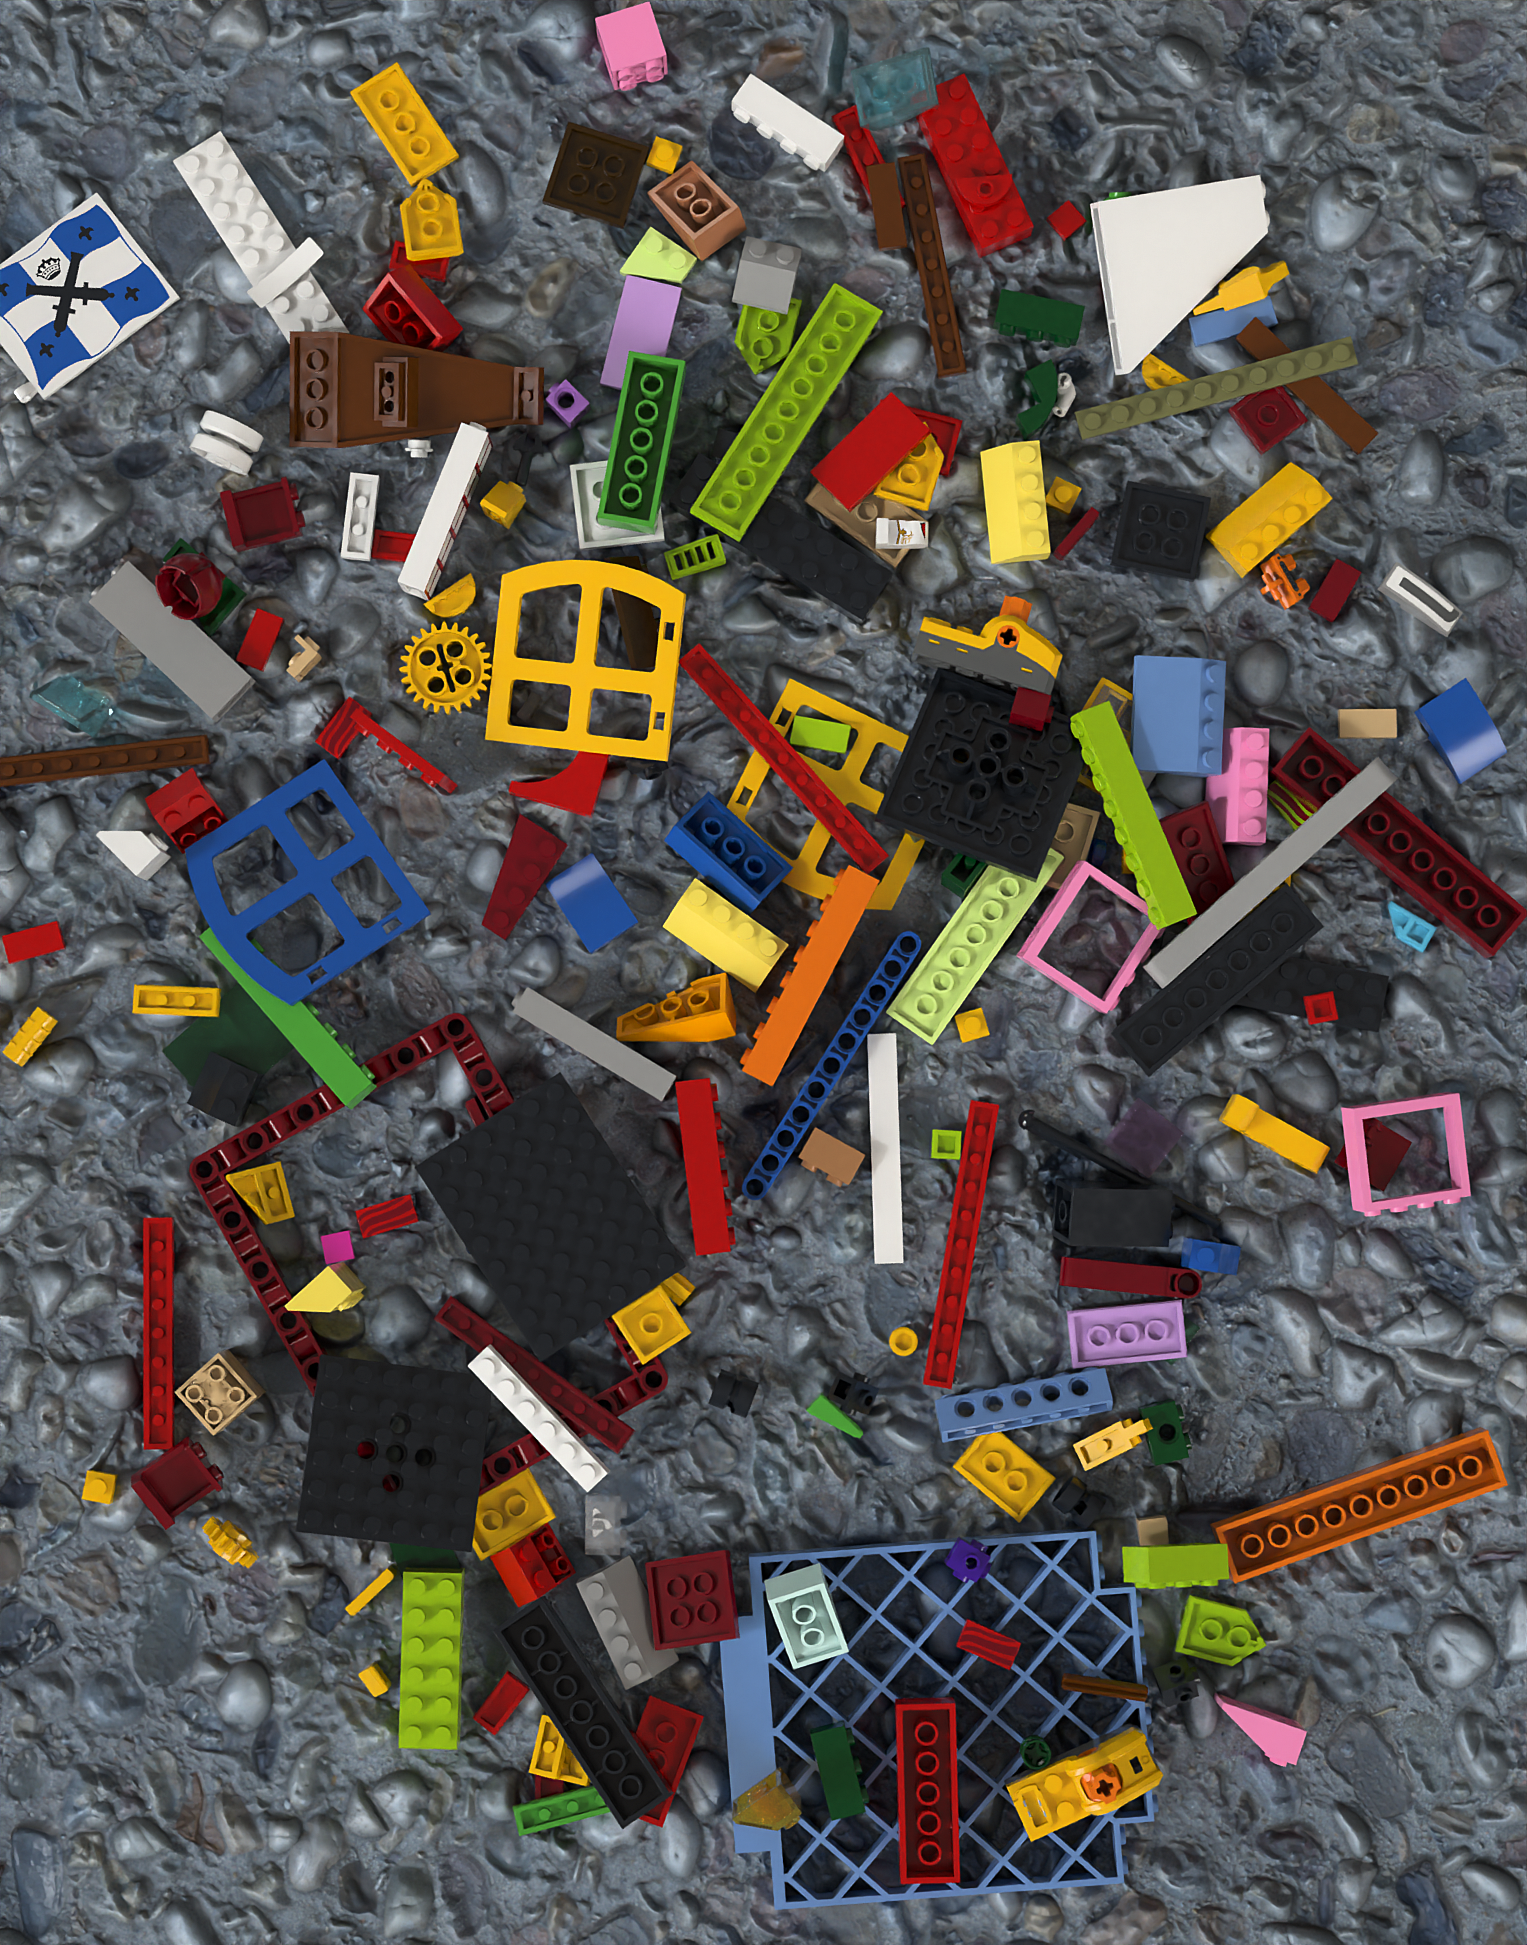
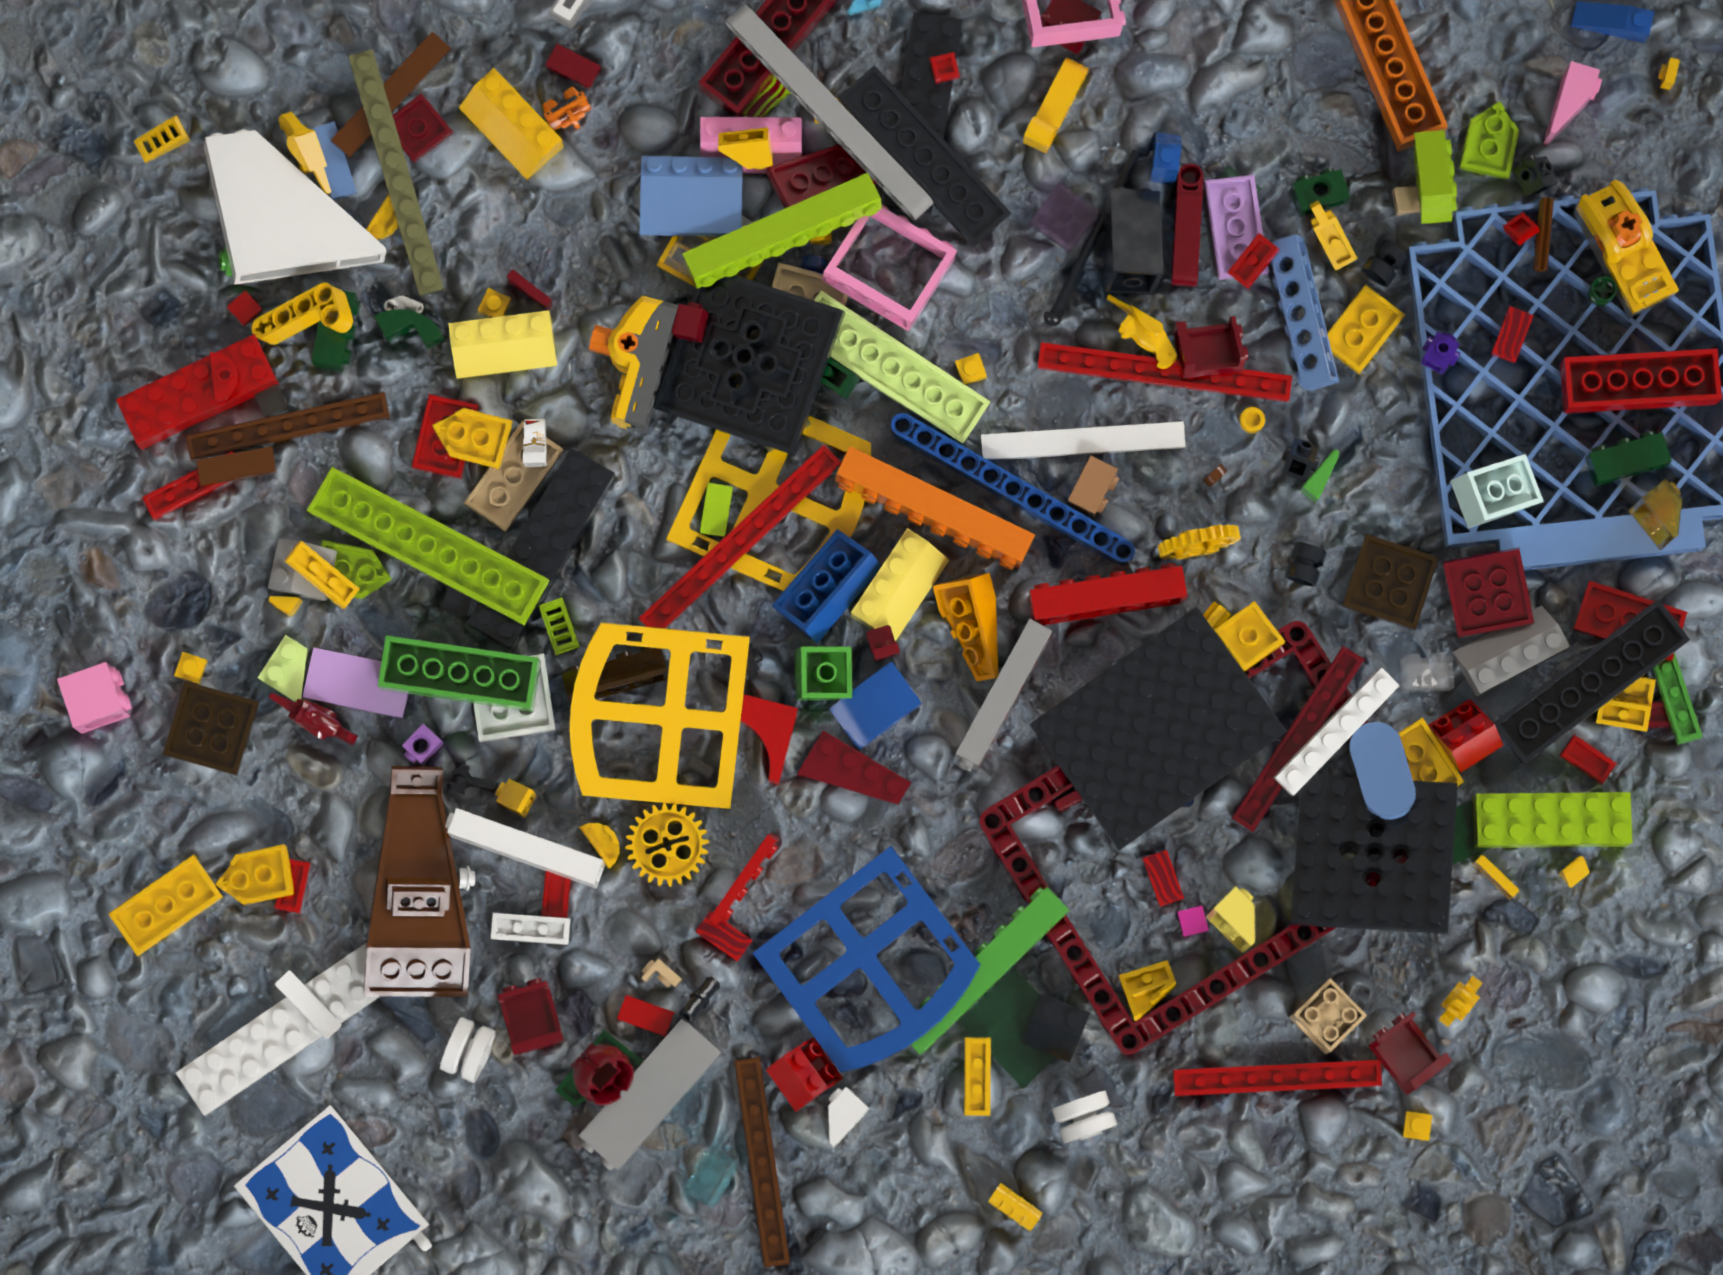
camera: 90 degrees left, 5 degrees down
(33, 942) = (929, 1209): red tile -> none
(121, 1115) = (1084, 1116): none -> white wheel
(272, 697) = (699, 999): none -> black pin
(411, 312) = (342, 889): red slope -> none
(489, 1467) = (1382, 770): none -> medium blue tile
(600, 287) = (315, 719): none -> dark red animal
(629, 846) = (823, 673): none -> bright green slope
(658, 912) = (882, 643): none -> dark red slope
(698, 210) = (241, 635): nougat slope -> none
(711, 1489) = (1390, 582): none -> dark brown plate
(728, 258) = (288, 605): none -> yellow slope
(758, 294) = (321, 574): none -> yellow tile
(759, 1272) = (1199, 542): none -> yellow gear
(787, 123) = (161, 557): white brick -> none
(839, 1295) = (1215, 475): none -> reddish brown tile
(870, 452) = (461, 472): red tile -> none
(894, 89) = (132, 458): clear light blue slope -> none
(946, 1144) = (1077, 387): lime plate -> none
(960, 247) = (271, 401): none -> clear smoke tile
(984, 1296) = (1210, 348): none -> dark red panel
(1004, 1225) = (1146, 333): none -> yellow animal
(1063, 296) = (296, 315): none -> yellow beam
(1084, 1350) = (1253, 260): none -> red plate
(1111, 1661) = (1520, 228): none -> red tile
(1160, 531) = (525, 218): black plate -> none
(1231, 779) = (748, 147): none -> yellow slope
(1262, 154) = (165, 147): none -> yellow slope
(1293, 1844) = (1668, 73): none -> yellow plate
(1358, 1784) = (1614, 20): none -> blue slope
(1367, 724) = (691, 35): tan tile -> none

